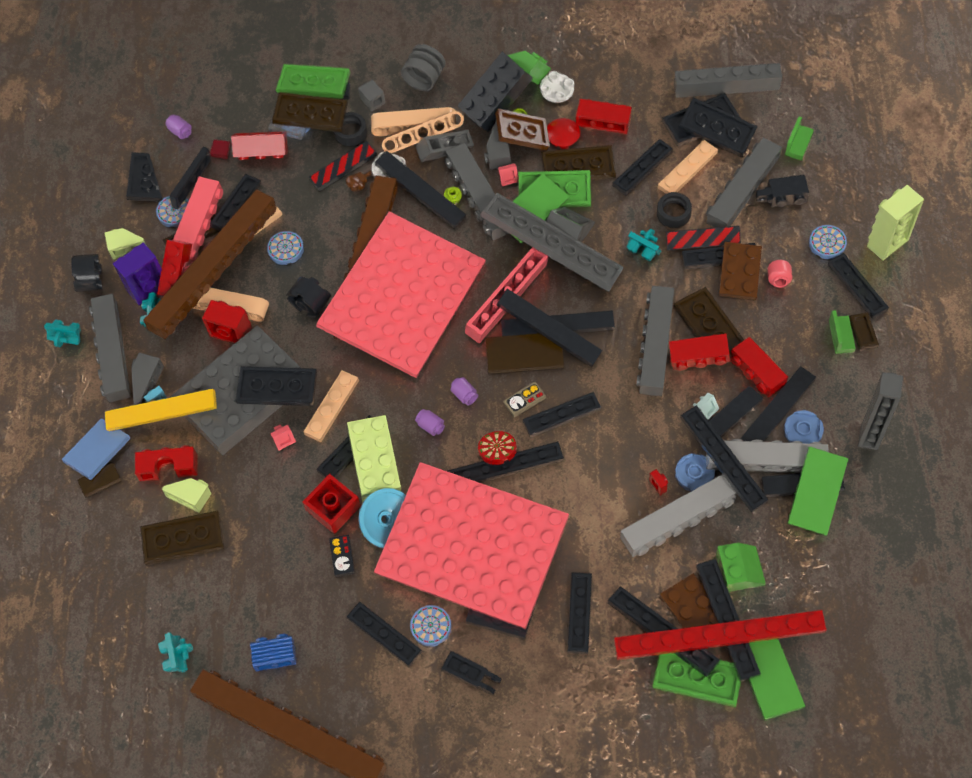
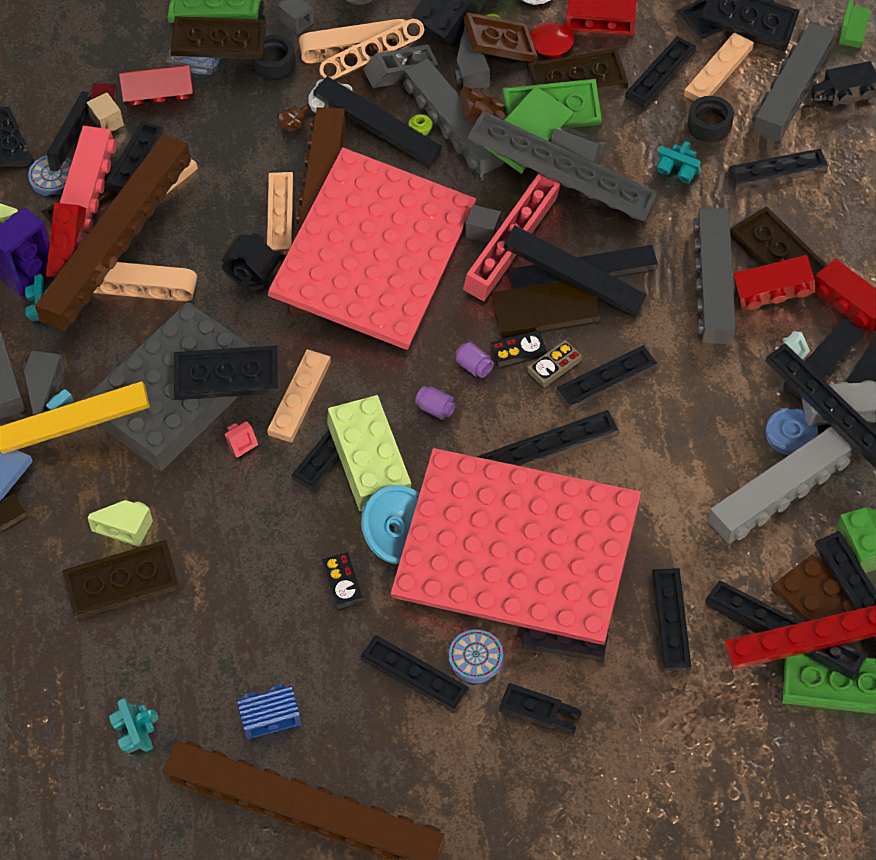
camera: 10 degrees left, 5 degrees down
(150, 462) = (66, 486): red arch -> none
(178, 126) = (44, 71): medium lavender brick -> none
(219, 165) = (105, 112): none -> tan brick
(226, 321) = (145, 301): red brick -> none
(285, 247) = (208, 207): medium blue tile -> none
(331, 503) = (320, 514): red brick -> none
(337, 257) = (280, 212): none -> light nougat plate
(342, 166) = (269, 102): black tile -> none
(486, 281) = (482, 224): none -> dark grey brick
(497, 183) = (475, 102): none -> reddish brown plate
(497, 447) = (529, 425): red tile -> none
(499, 384) = (518, 348): none -> tile
(508, 174) = (491, 88): coral tile -> none
(658, 481) = (747, 446): red plate -> none
(702, 237) = (753, 147): tile -> none
(740, 271) = (808, 183): reddish brown plate -> none
(779, 273) = (859, 181): coral head -> none

